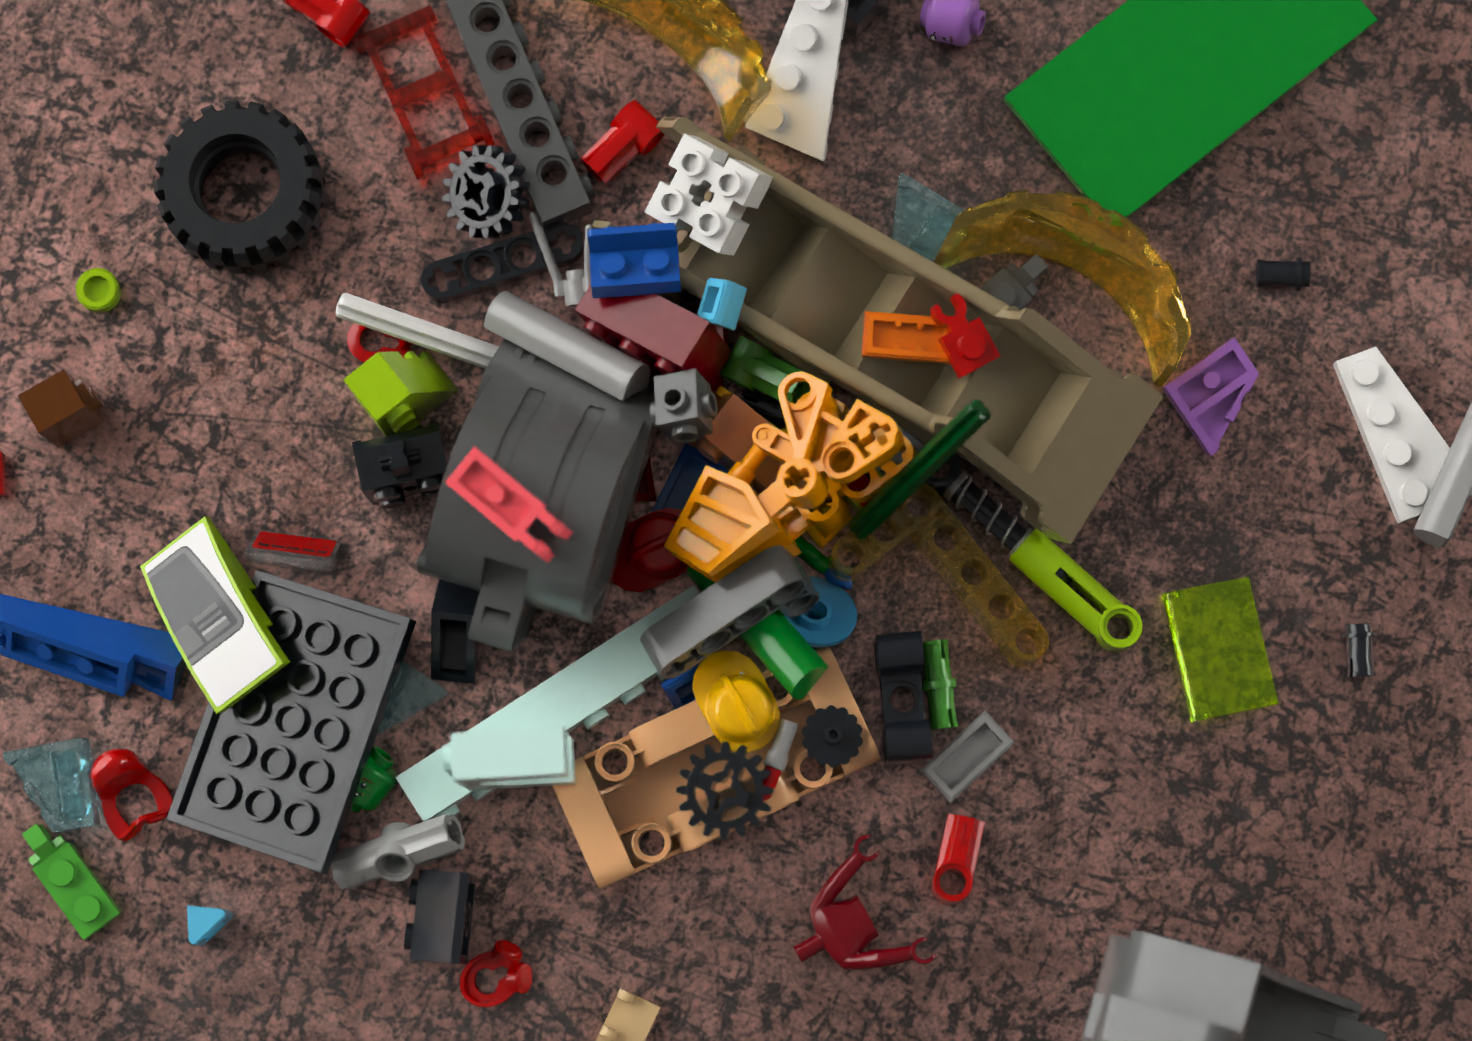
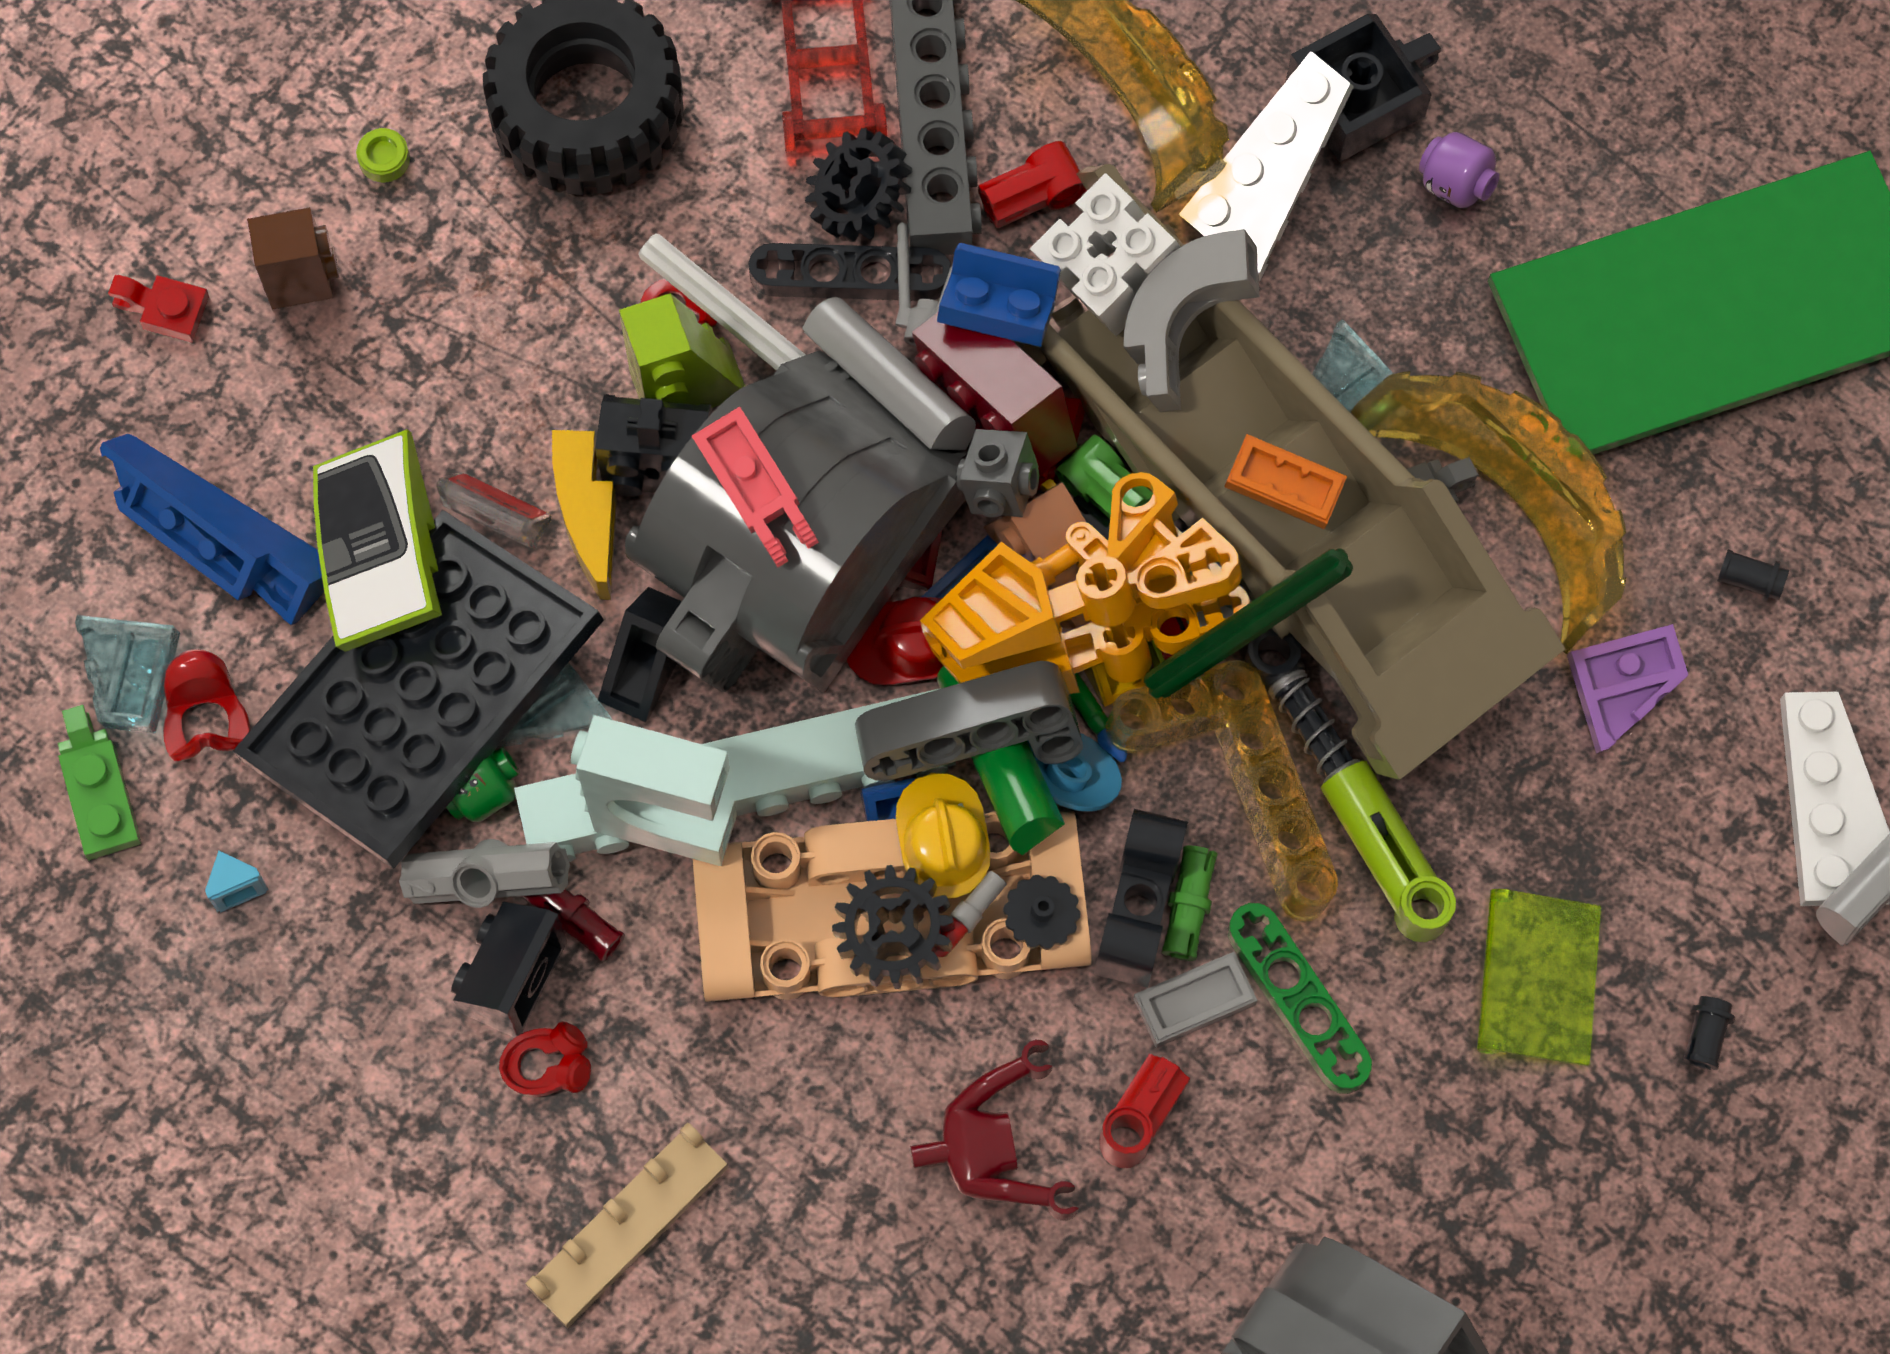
camera: 15 degrees right, 10 degrees down
(366, 528) = (585, 506): none -> yellow slope
(485, 860) = (581, 922): none -> dark red pin
(722, 302) = (1085, 374): medium azure slope -> none
(769, 215) = (1174, 294): none -> light grey arch
(966, 344) = (1351, 506): red plate -> none
(1049, 722) = (1305, 994): none -> green beam

